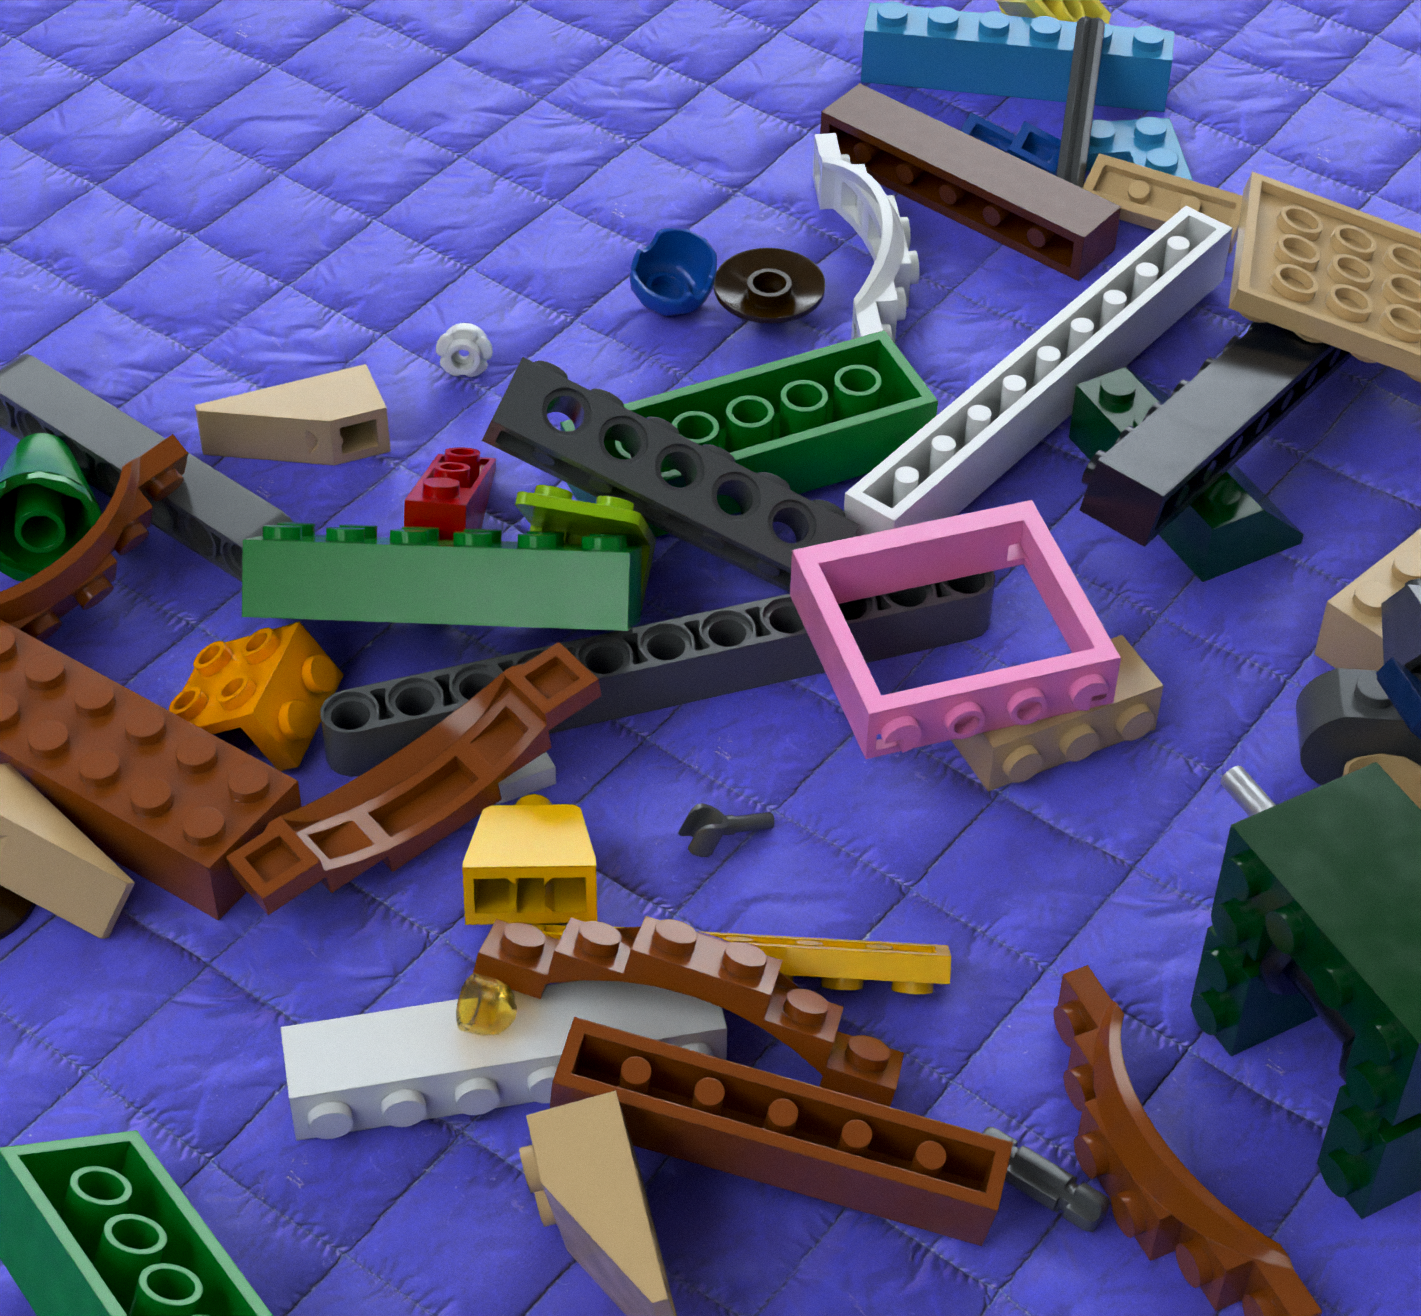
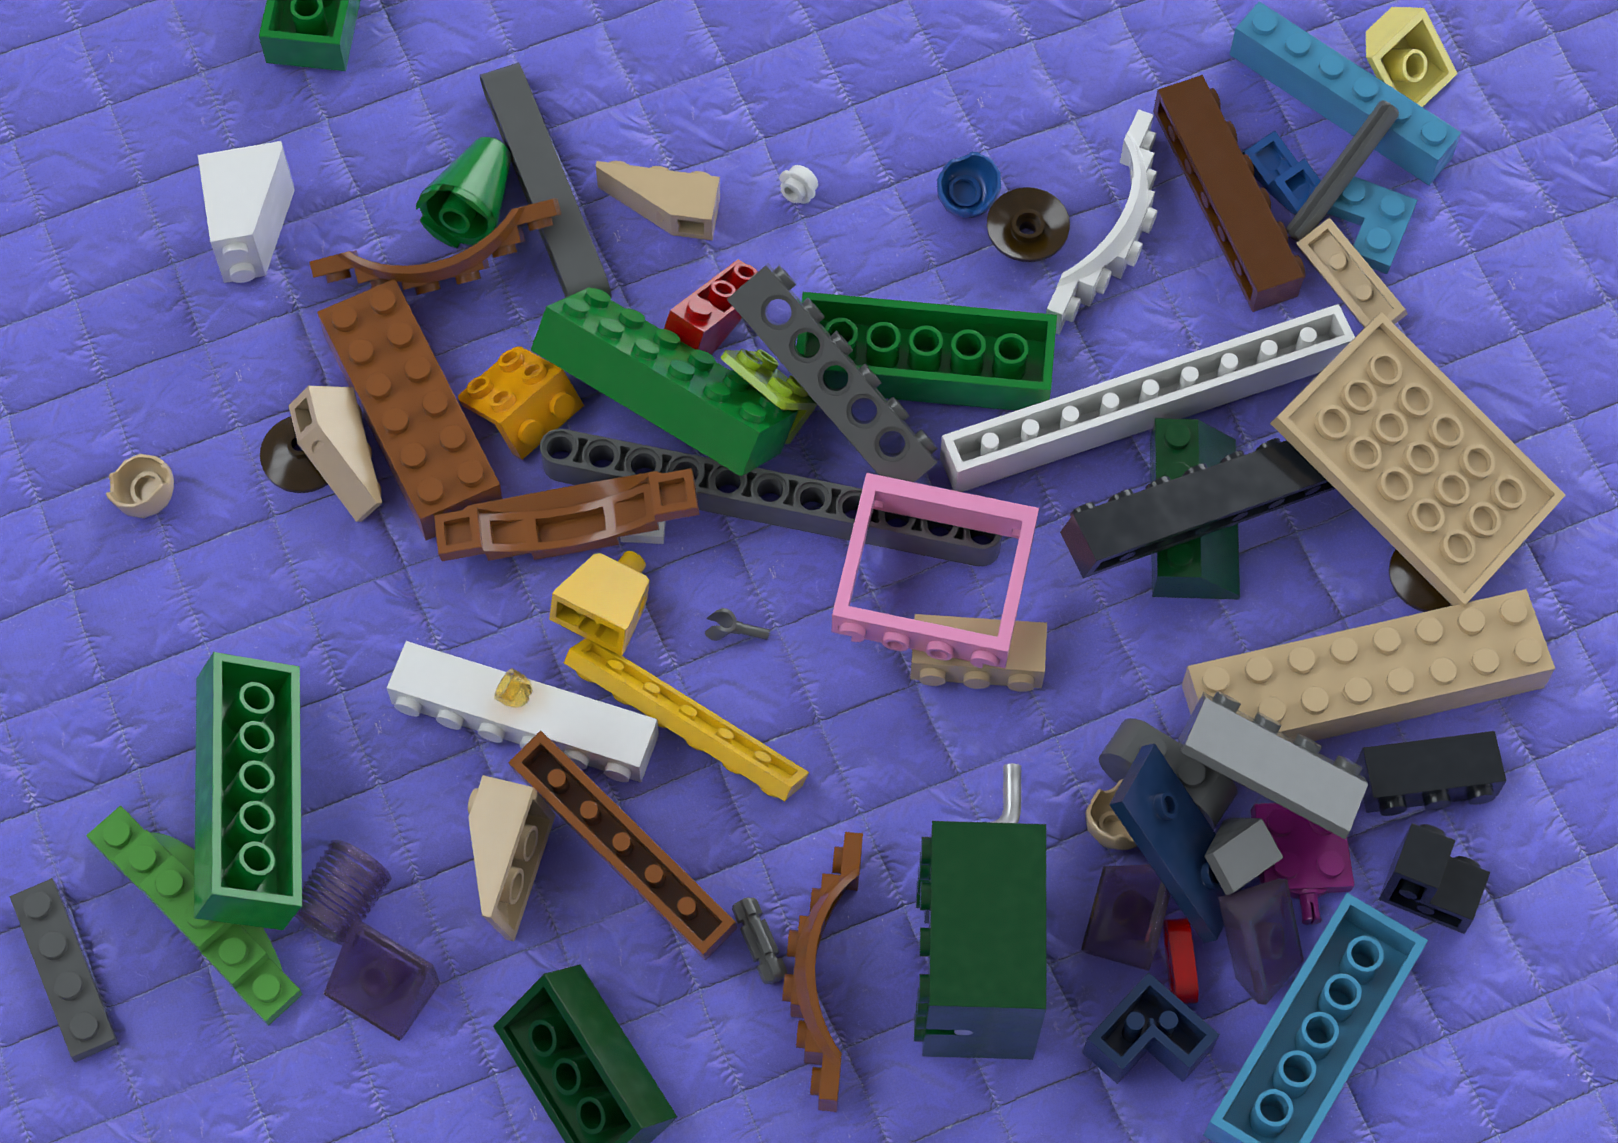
camera: 30 degrees right, 20 degrees up
(701, 966) = (645, 730): dark orange piece -> none

